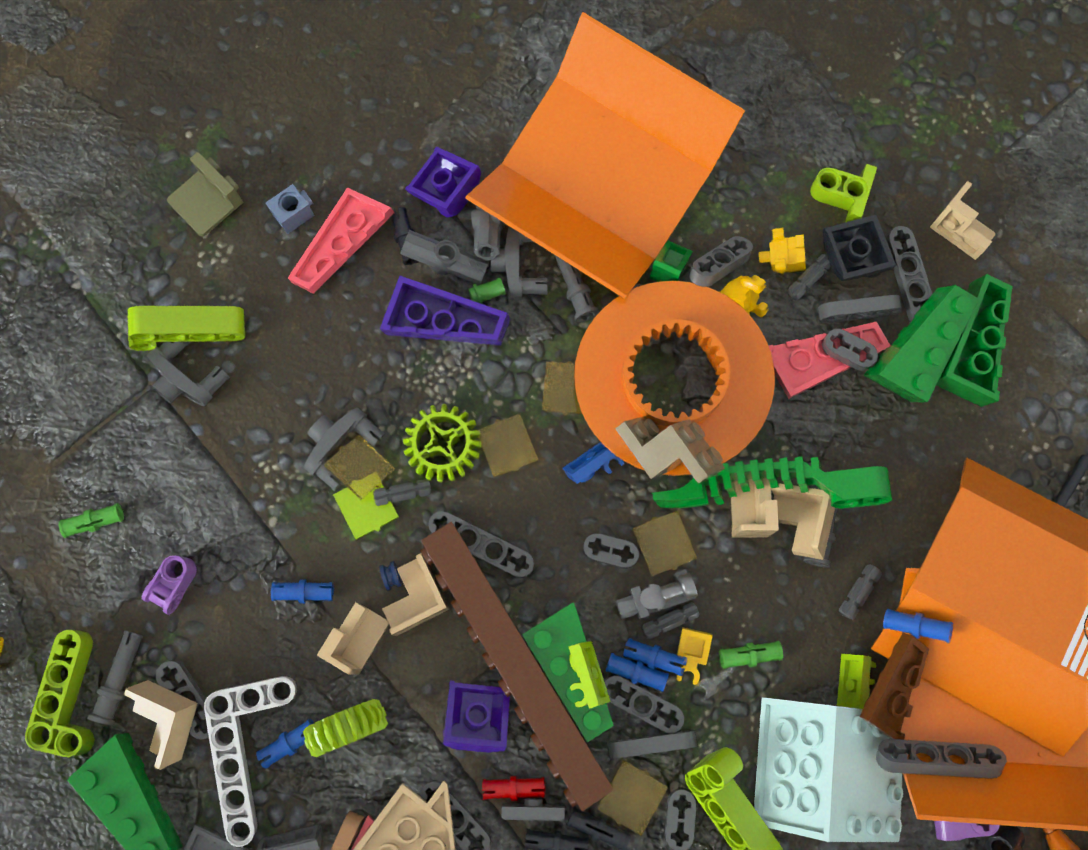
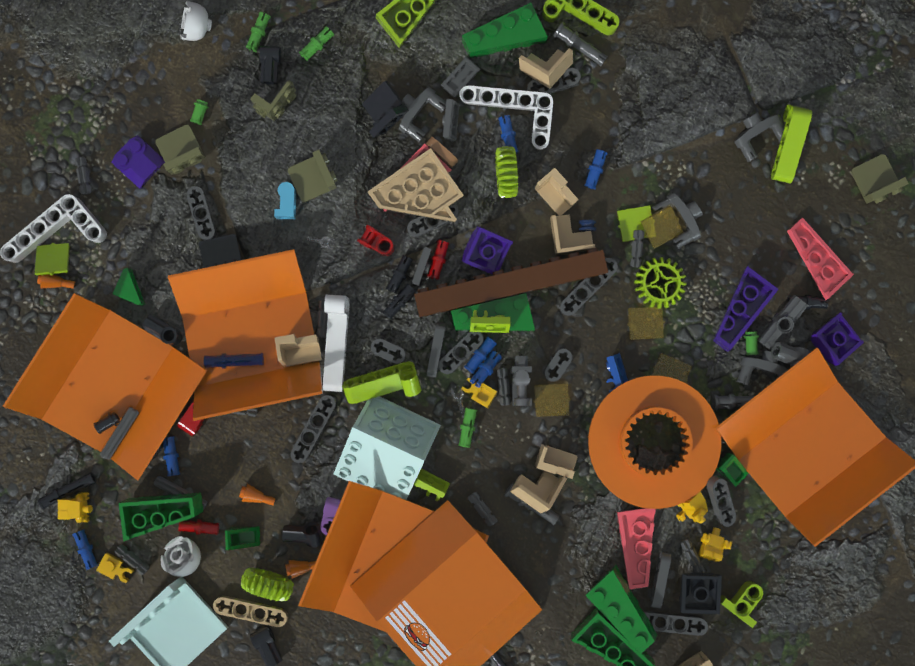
camera: 100 degrees right, 10 degrees up
(91, 520) = (682, 52): bright green pin -> none
(166, 588) = (627, 89): medium lavender piece -> none
(291, 219) = (856, 227): sand blue brick -> none
(633, 798) = (409, 327): clear yellow piece -> none
(670, 448) = (609, 423): dark tan bracket -> none
(845, 487) = (547, 517): green piece -> none
(854, 345) = (639, 564): dark grey beam -> none
(891, 694) = (420, 499): reddish brown wing -> none
(918, 625) = (453, 528): blue pin -> none
(941, 762) = (370, 511): dark grey beam -> none

